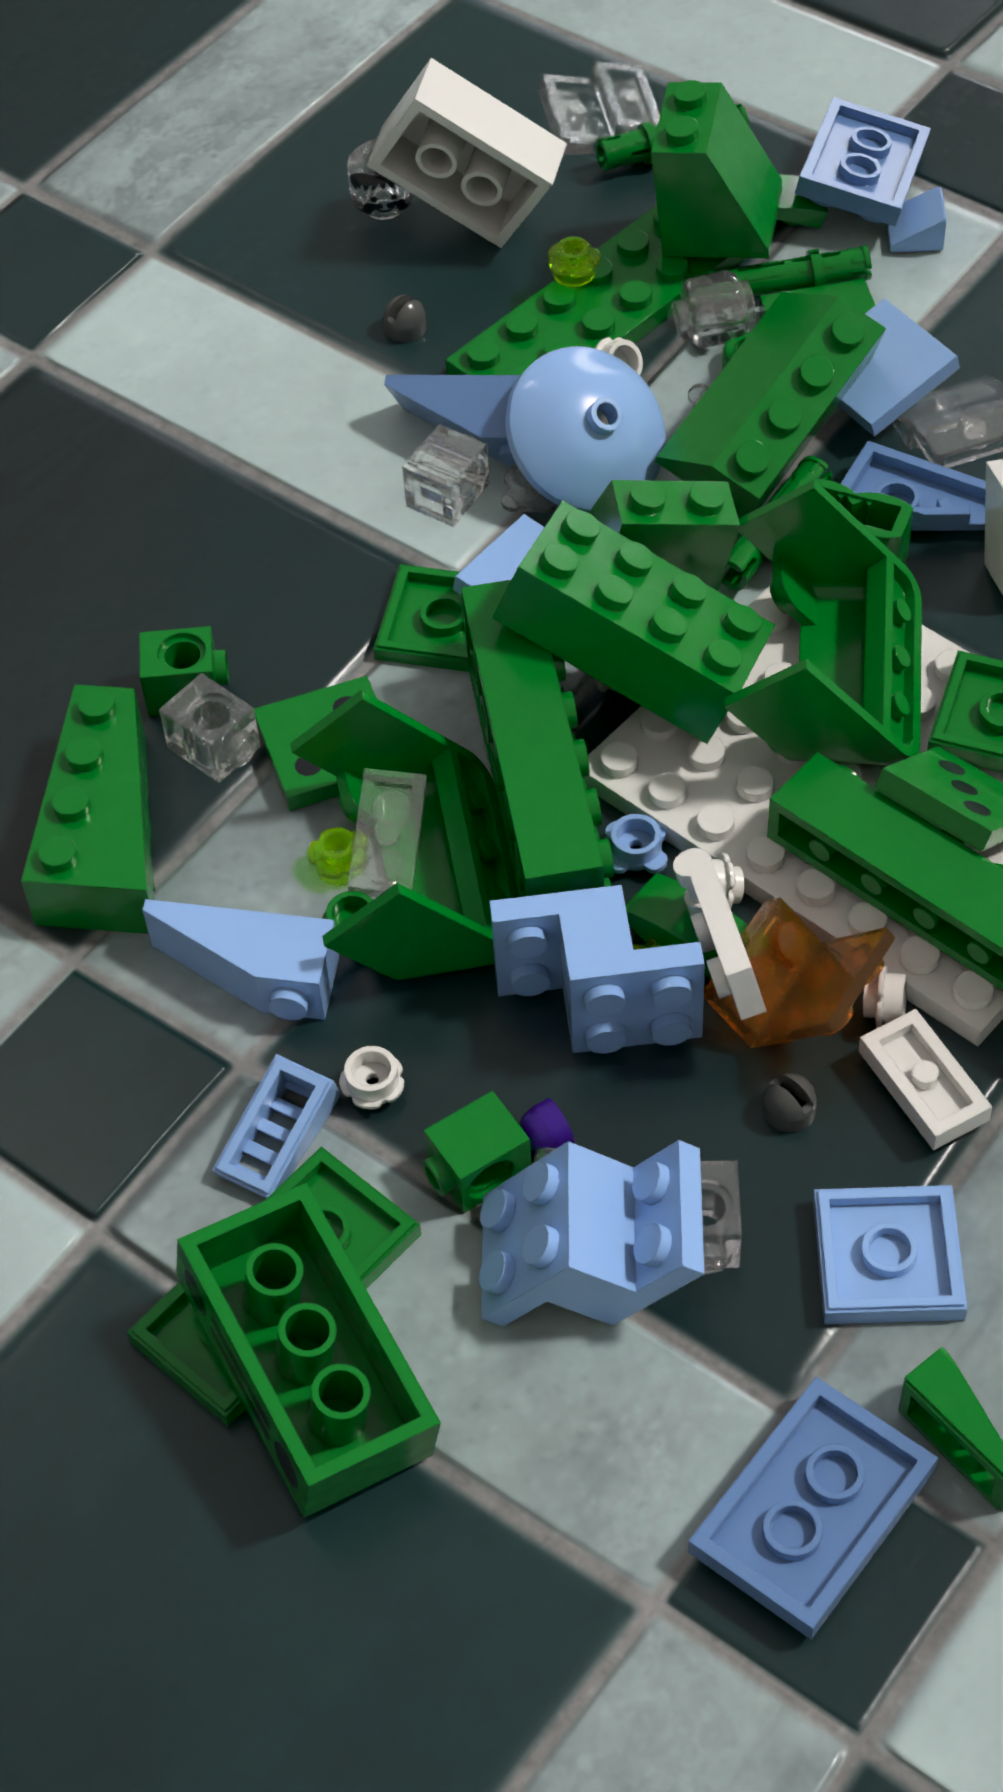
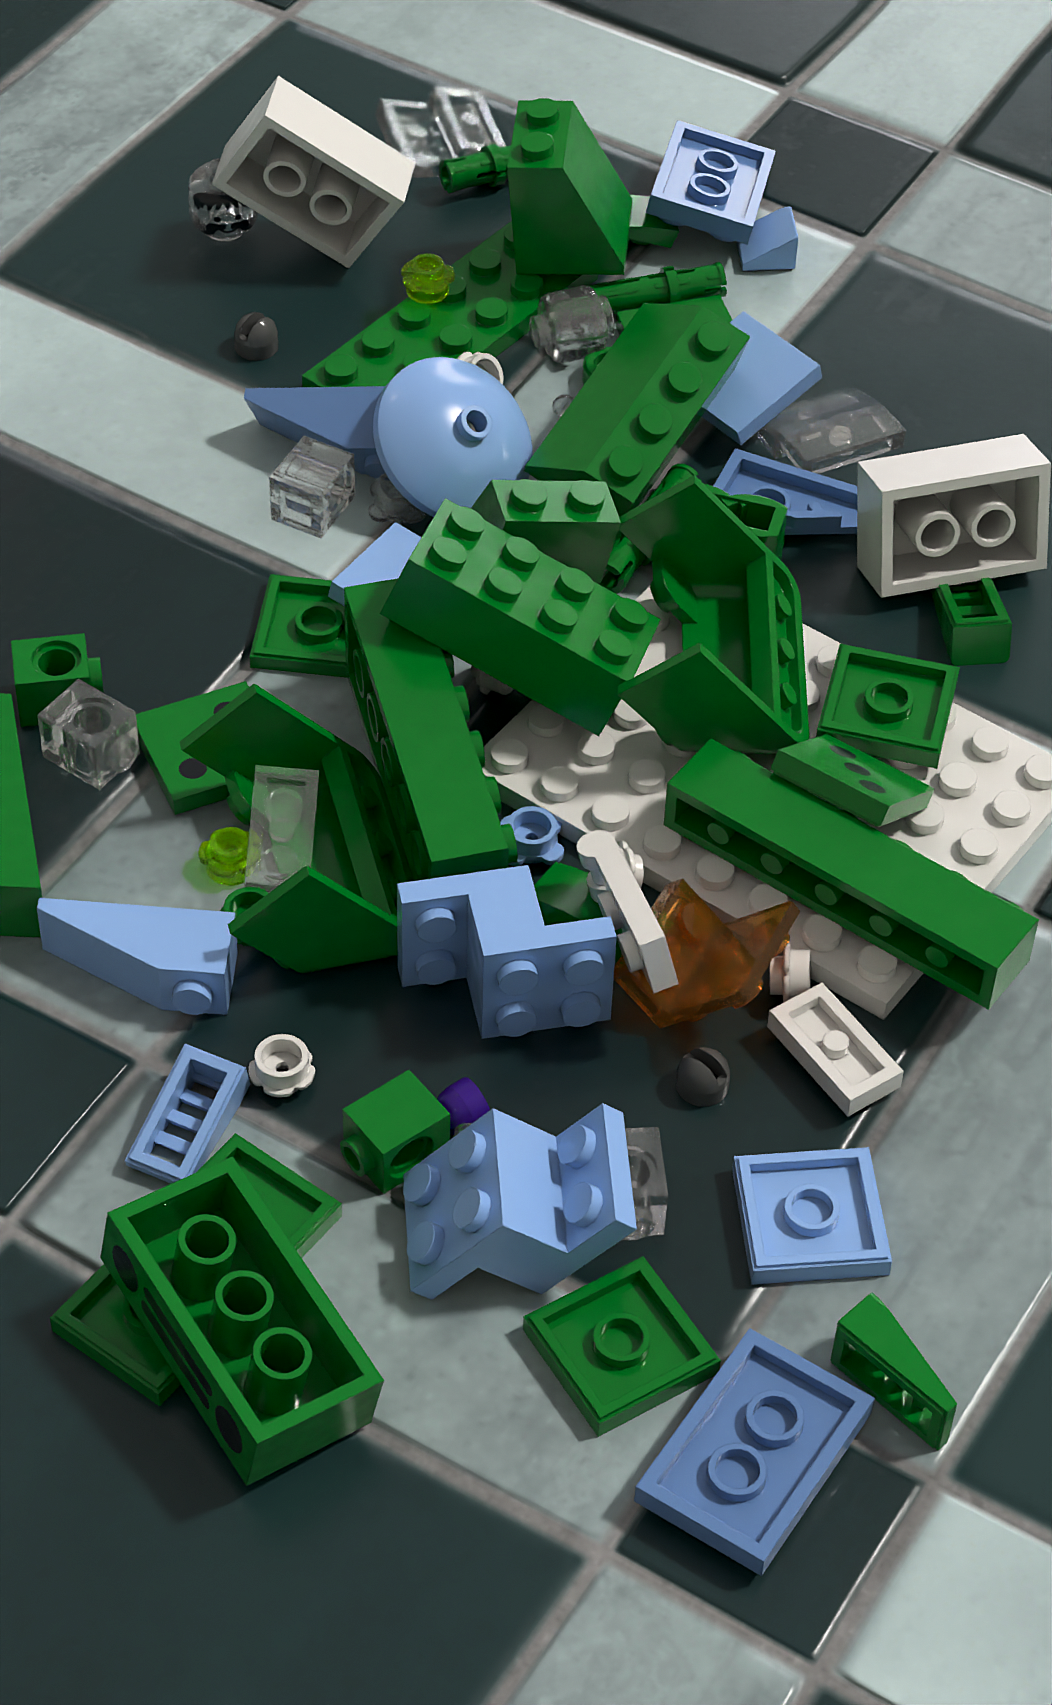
camera: 10 degrees left, 5 degrees down
(687, 1385) = (621, 1345): none -> green tile

